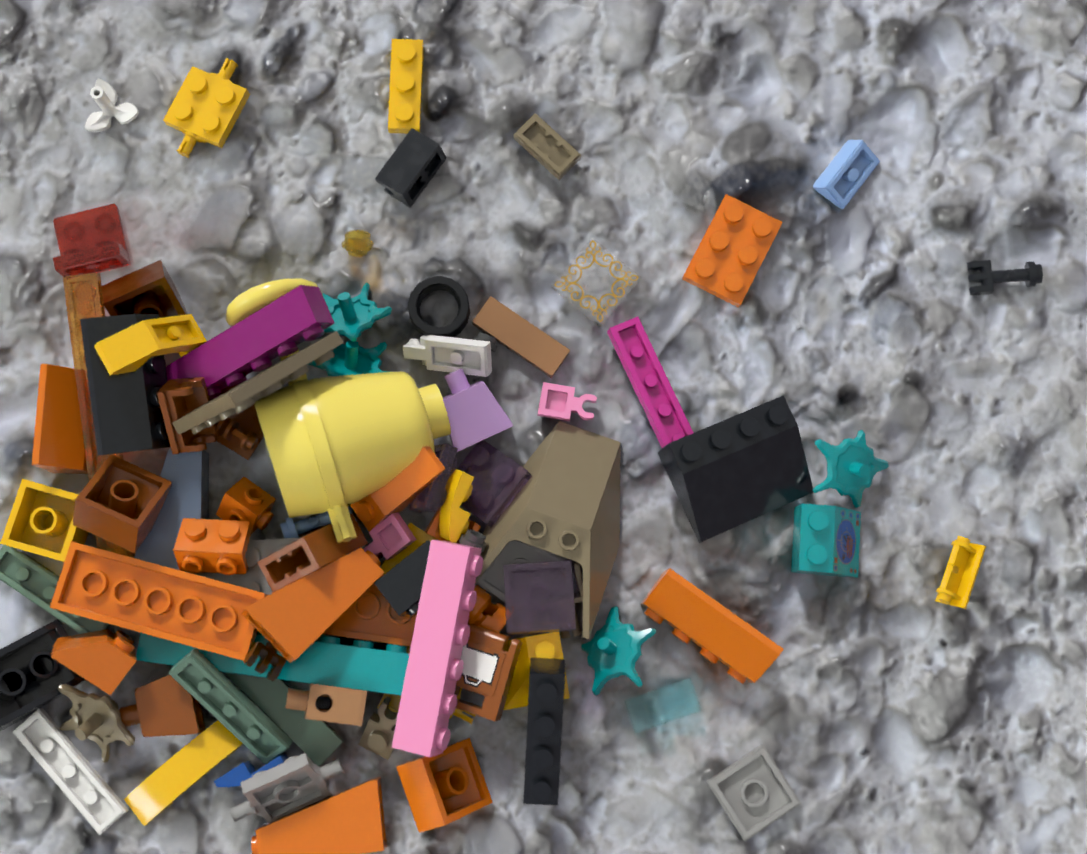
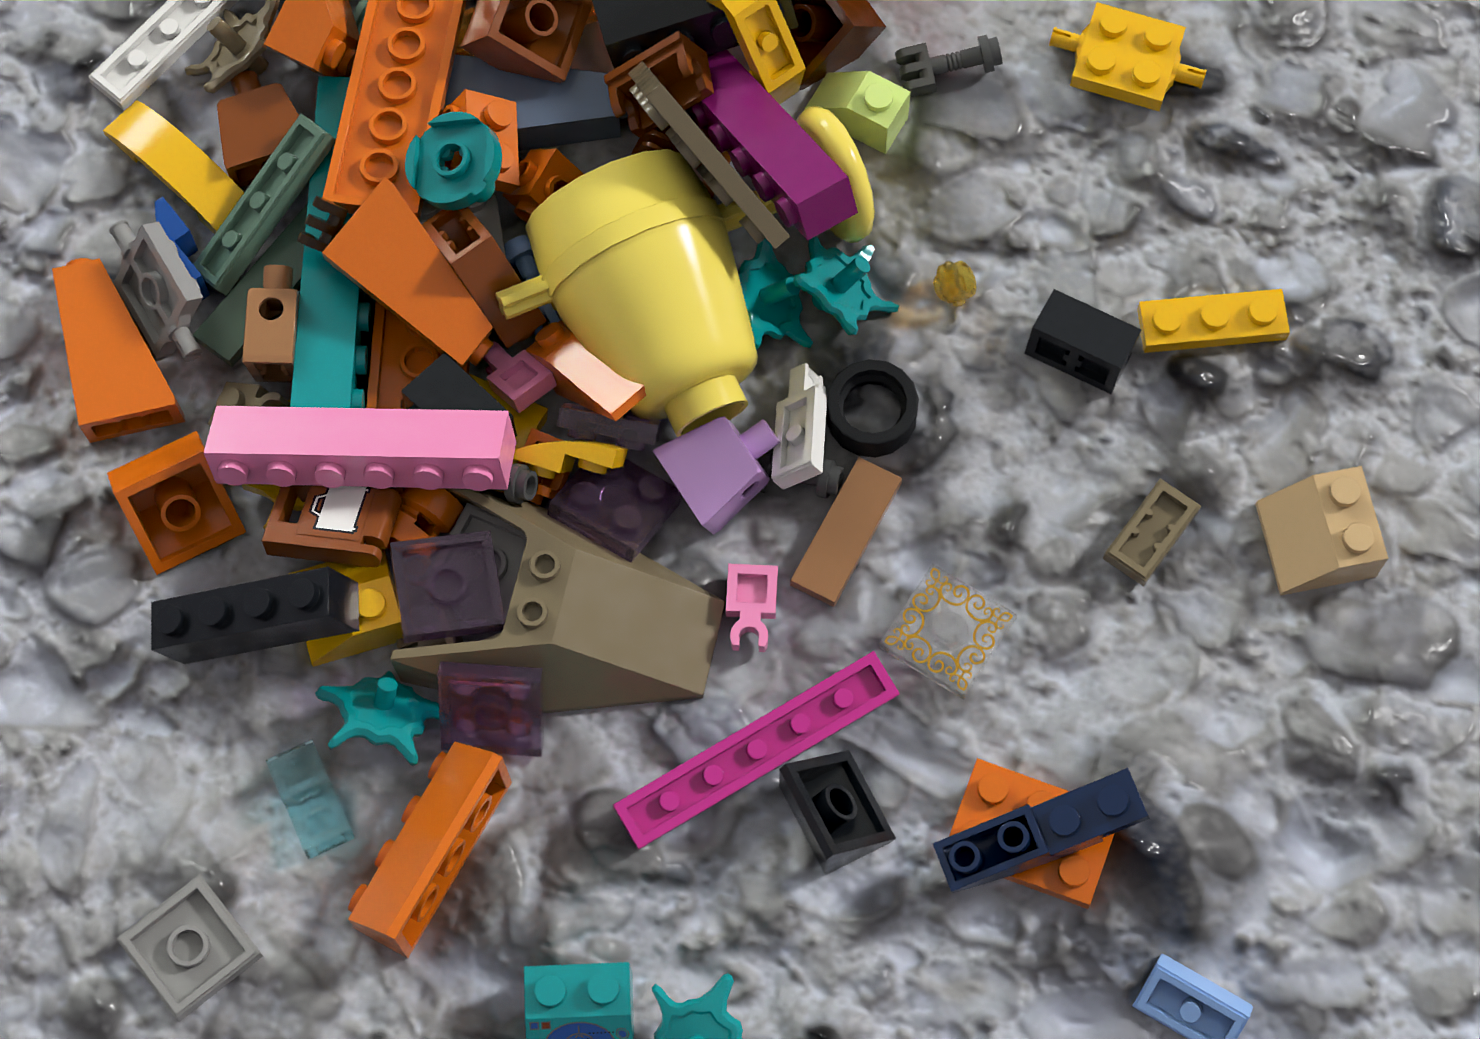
camera: 90 degrees right, 10 degrees down
(190, 197) = (921, 69): none -> dark grey hinge
(216, 287) = (866, 106): none -> yellowish green slope
(217, 572) = (475, 175): none -> teal plate
(561, 43) = (1322, 532): none -> tan slope
(622, 576) = (491, 707): none -> clear purple plate
(708, 367) = (834, 809): none -> black slope
(738, 468) = (675, 867): black slope -> none
(742, 239) = (1040, 832): none -> dark blue slope

